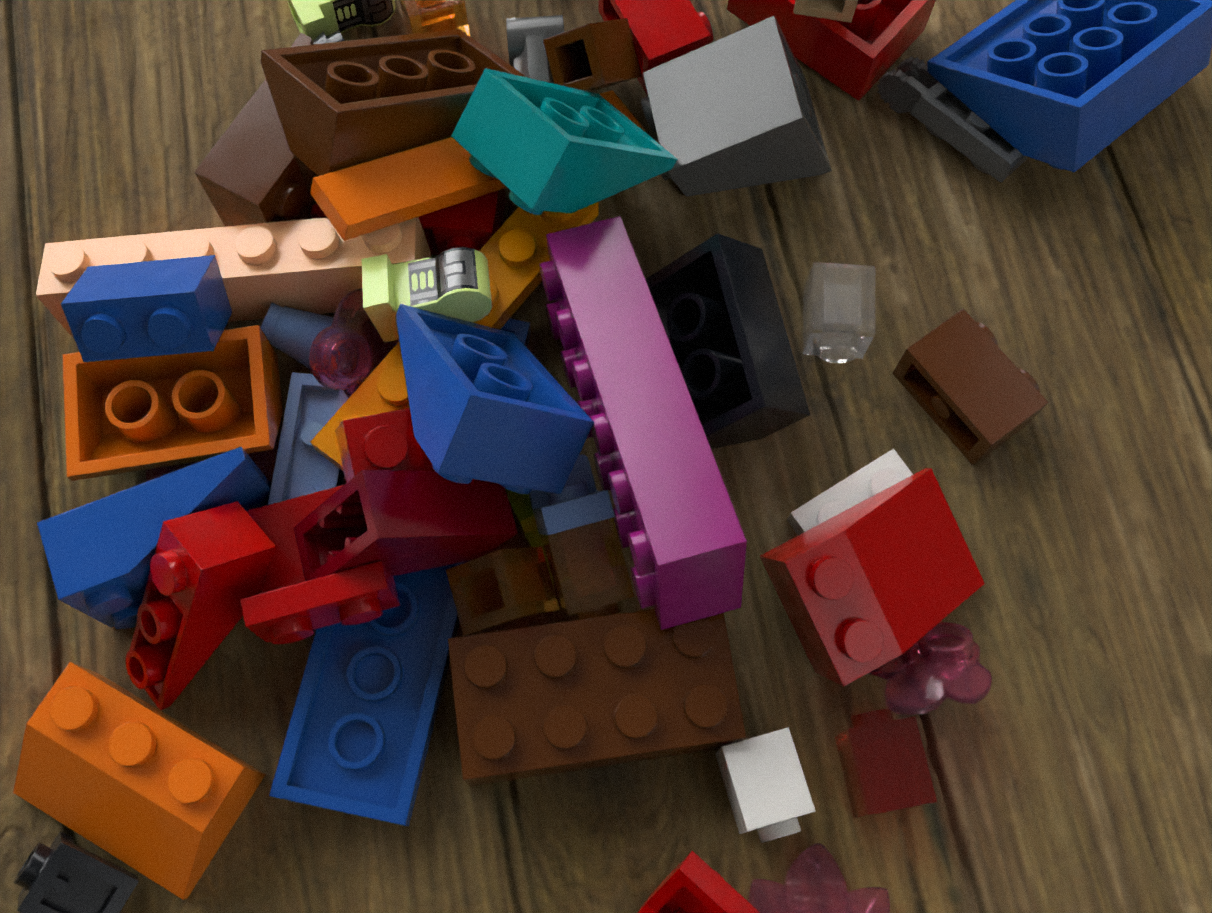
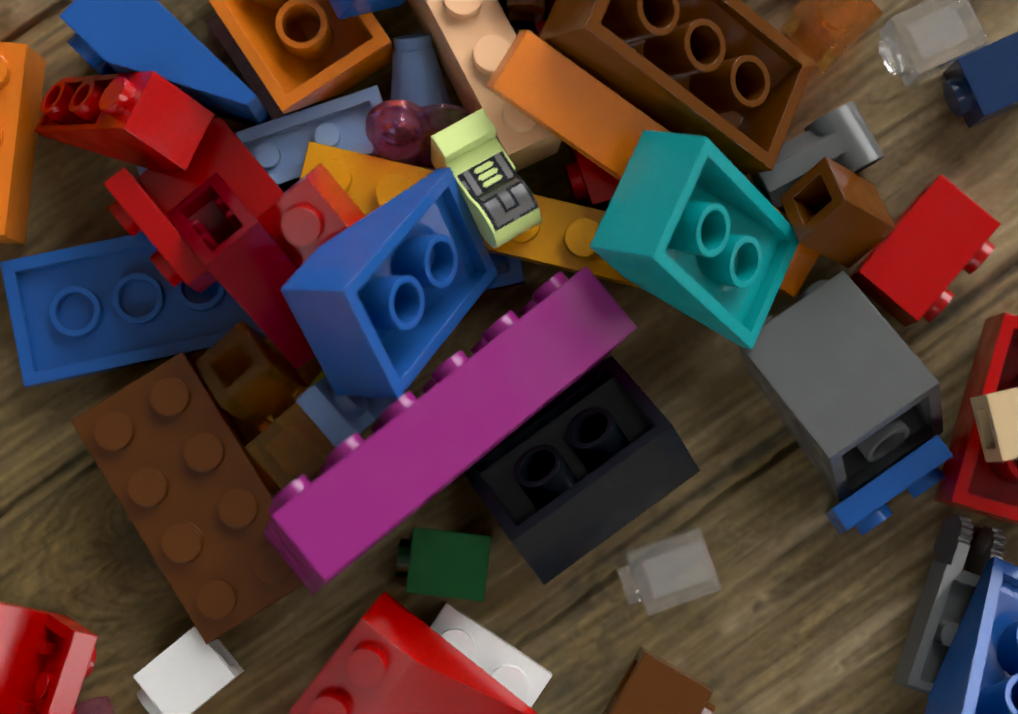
camera: 70 degrees right, 15 degrees up
(761, 487) = (445, 563): none -> dark green brick
(832, 101) = (914, 472): none -> blue plate

